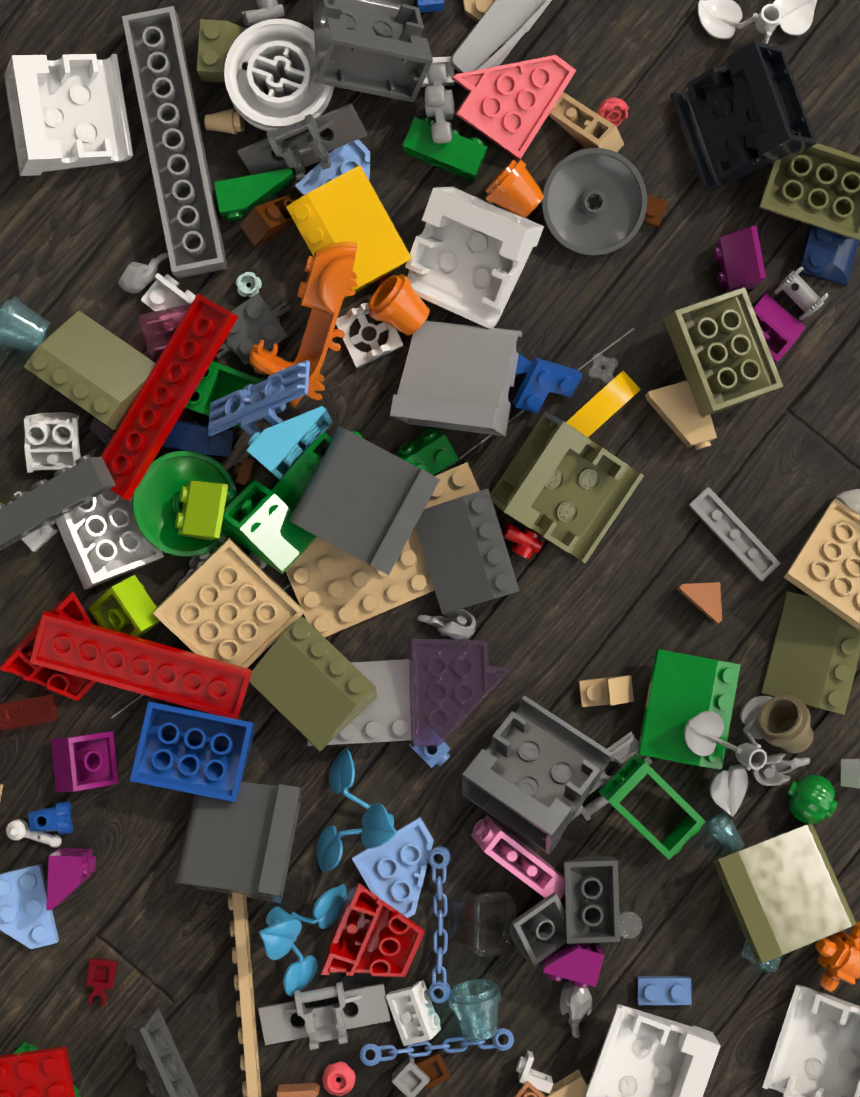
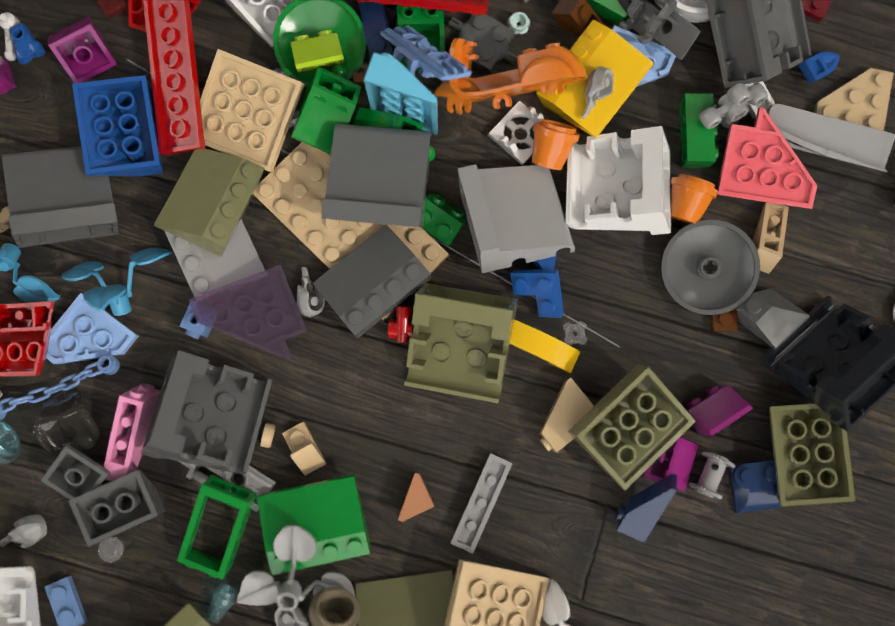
camera: 65 degrees right, 5 degrees down
(126, 608) = (216, 30): lime slope -> none
(363, 232) = (598, 86): none -> light grey piece
(575, 962) = (53, 515): magenta slope -> none
(578, 722) = (268, 435): none -> tan tile
(613, 110) = (792, 254): coral plate -> none
(669, 162) = (770, 317): none -> dark grey slope
(807, 373) = (645, 508): none -> slope

